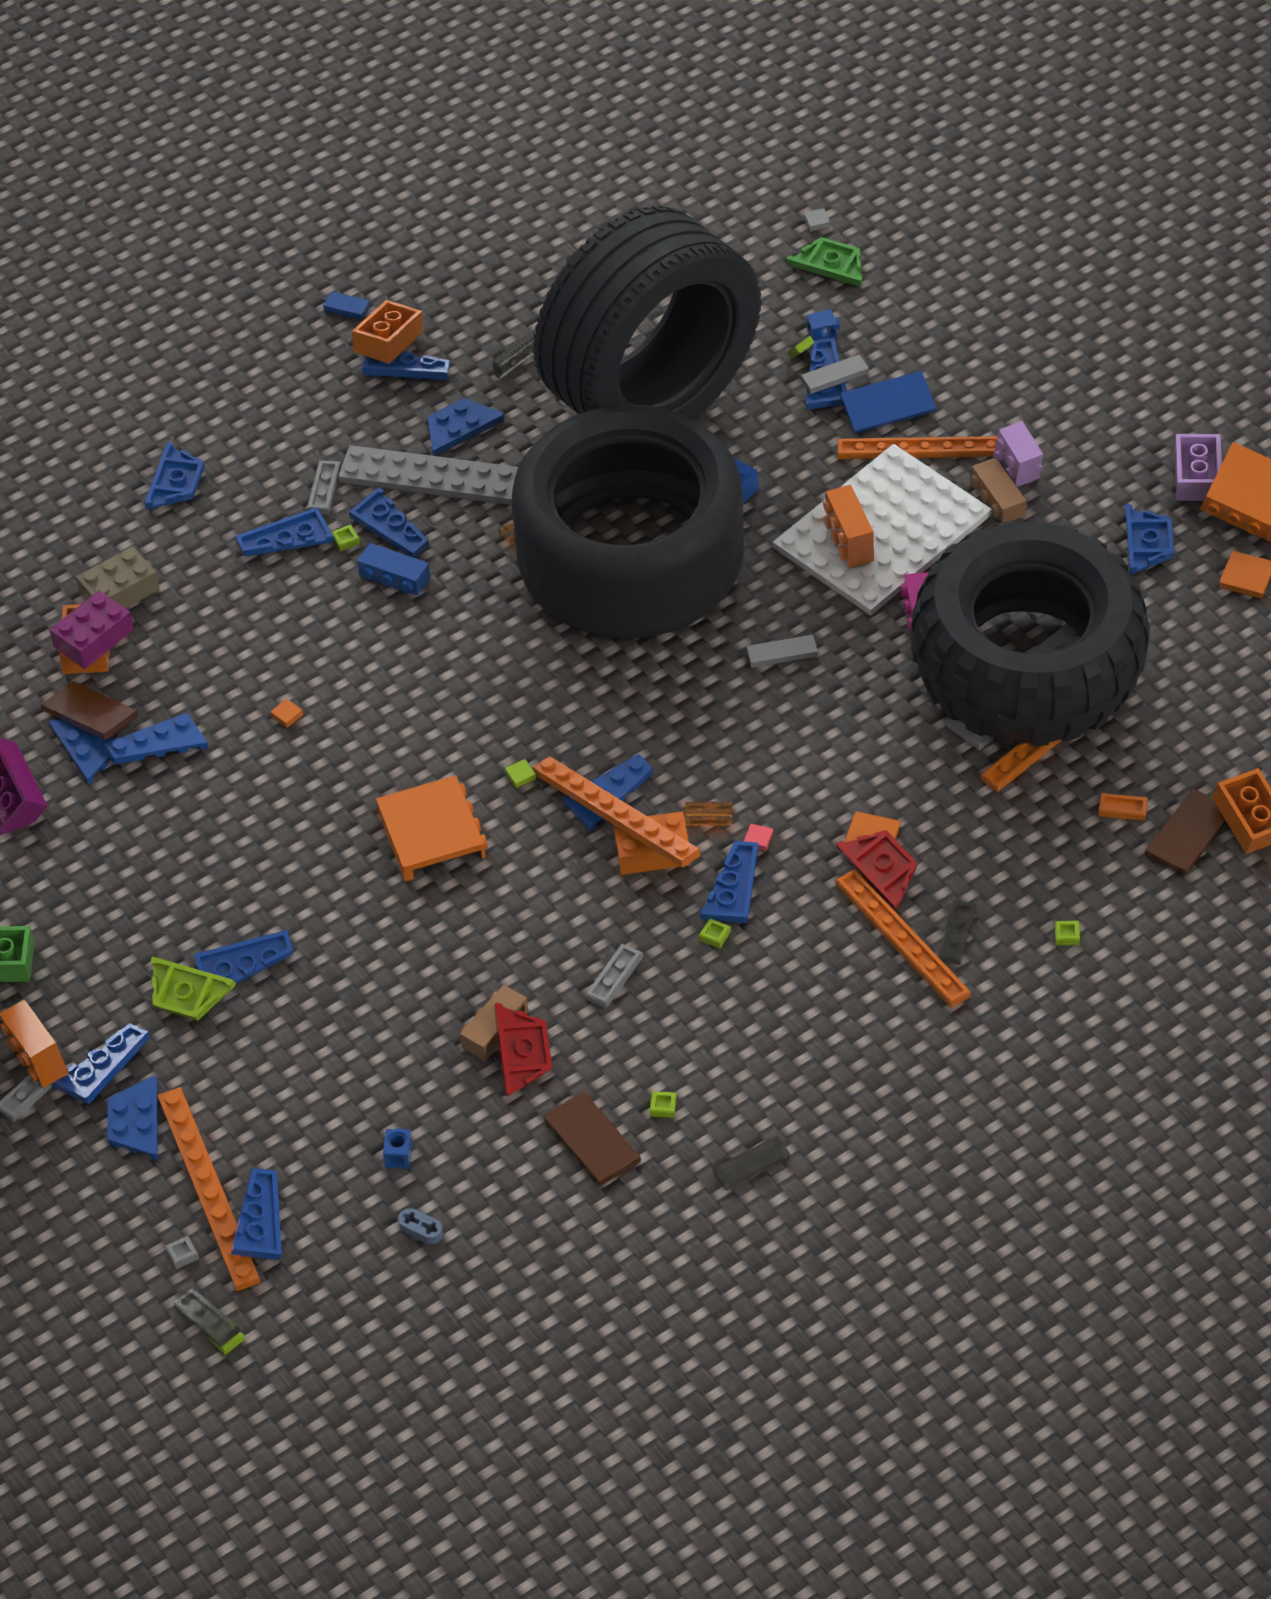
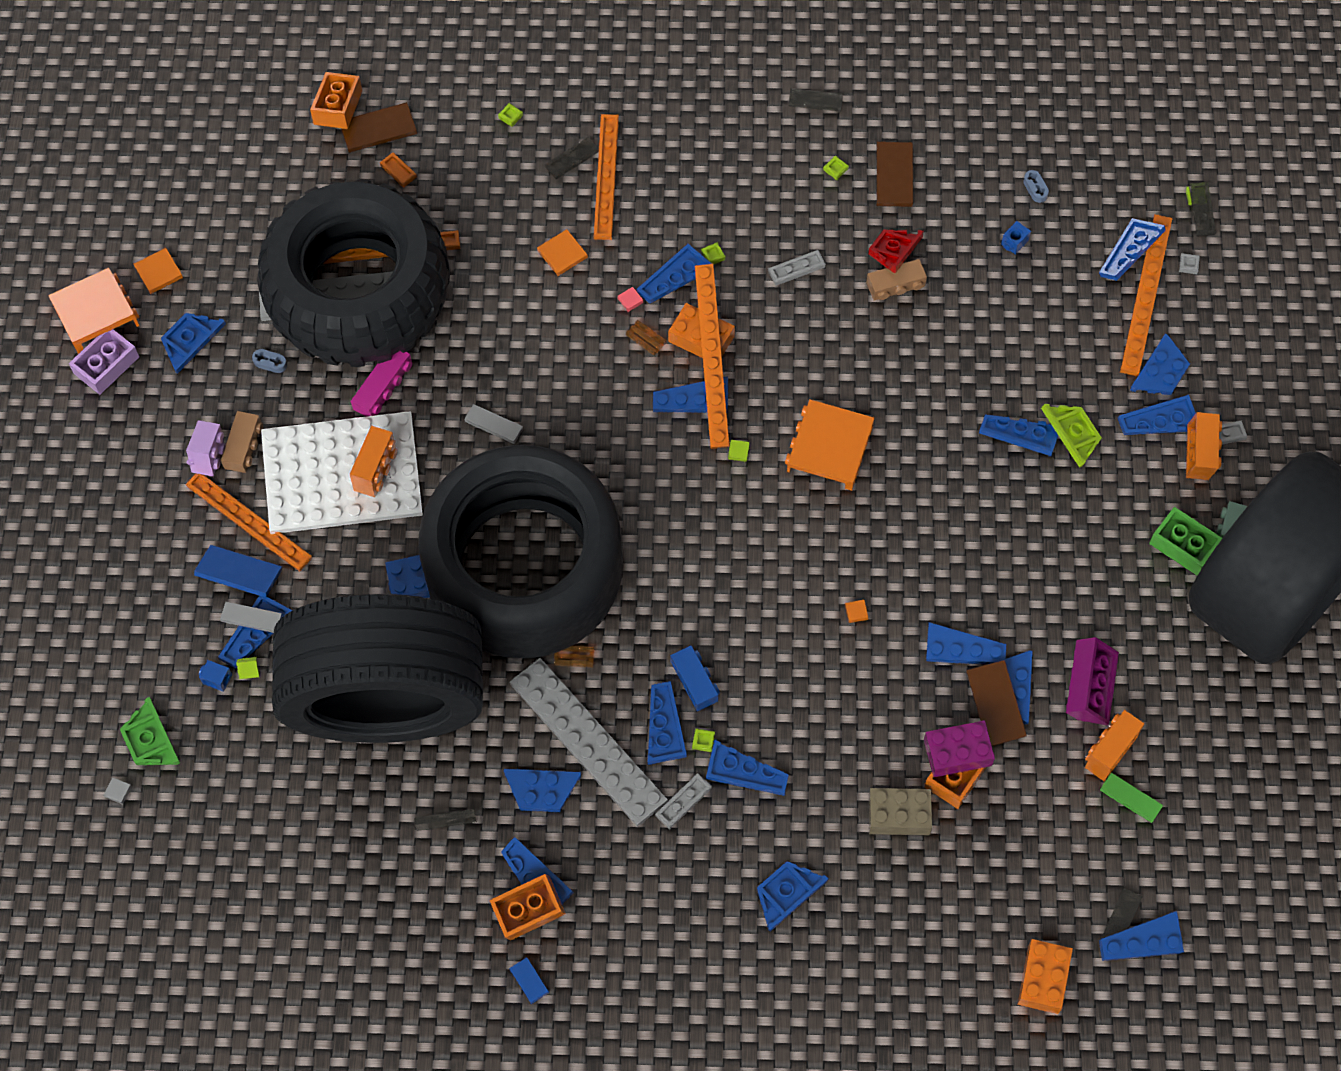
camera: 145 degrees left, 15 degrees up
(882, 863) = (576, 222): red wing -> none

